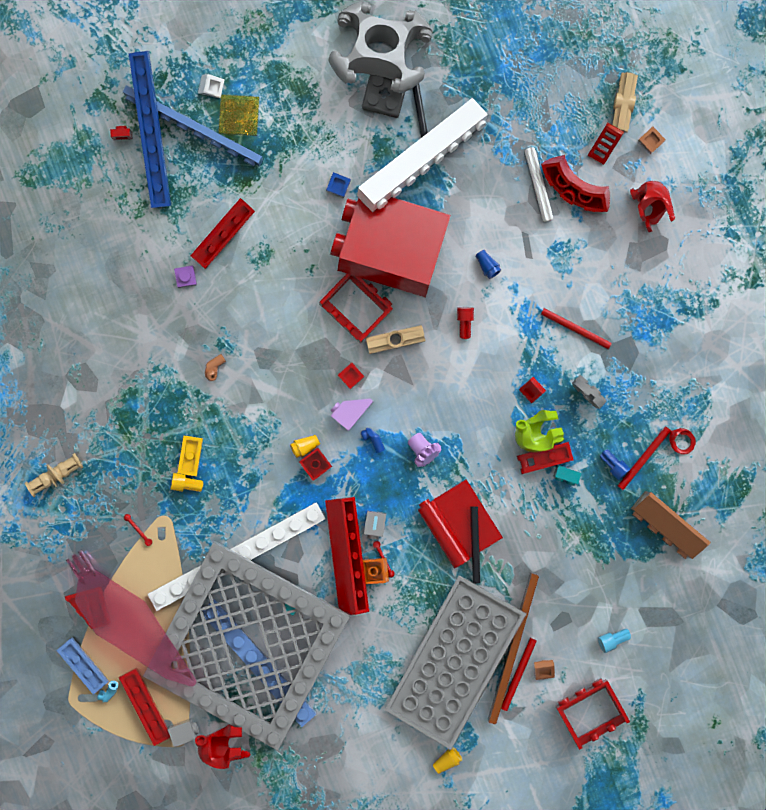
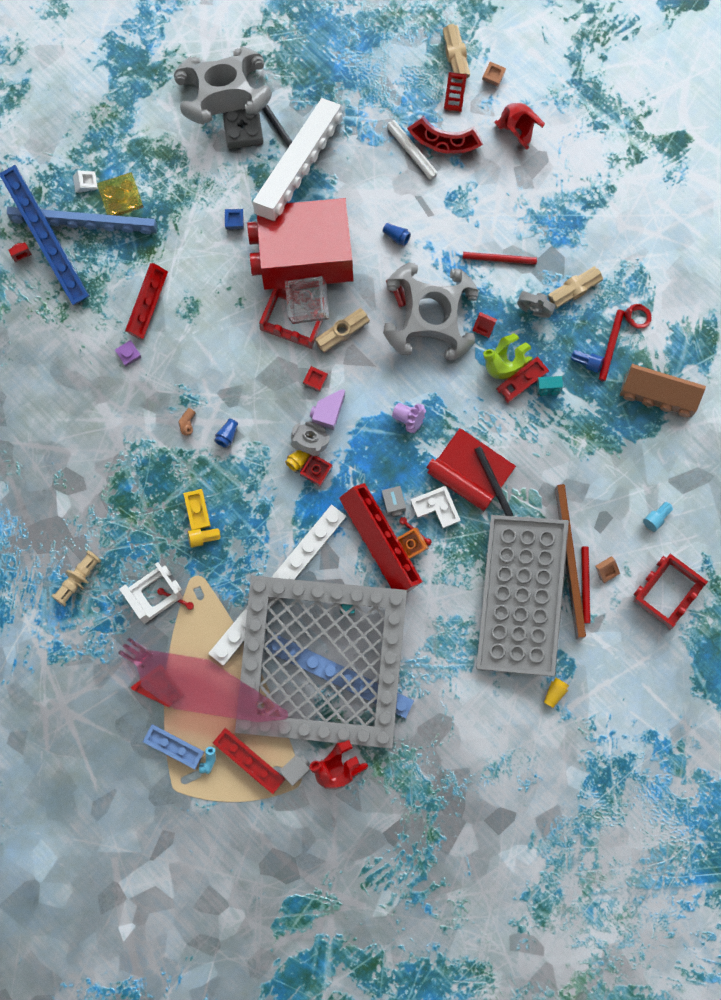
camera: 20 degrees left, 10 degrees down
(102, 520) = (138, 601): none -> white window
(246, 394) = (226, 434): none -> blue cone
(315, 439) = (313, 446): none -> light grey plate
(372, 301) = (307, 300): none -> clear brick
(375, 439) = (359, 424): blue arm -> none
(417, 541) = (439, 502): none -> white plate
(476, 337) = (446, 296): none -> light grey piece
(634, 388) = (575, 287): none -> tan piece

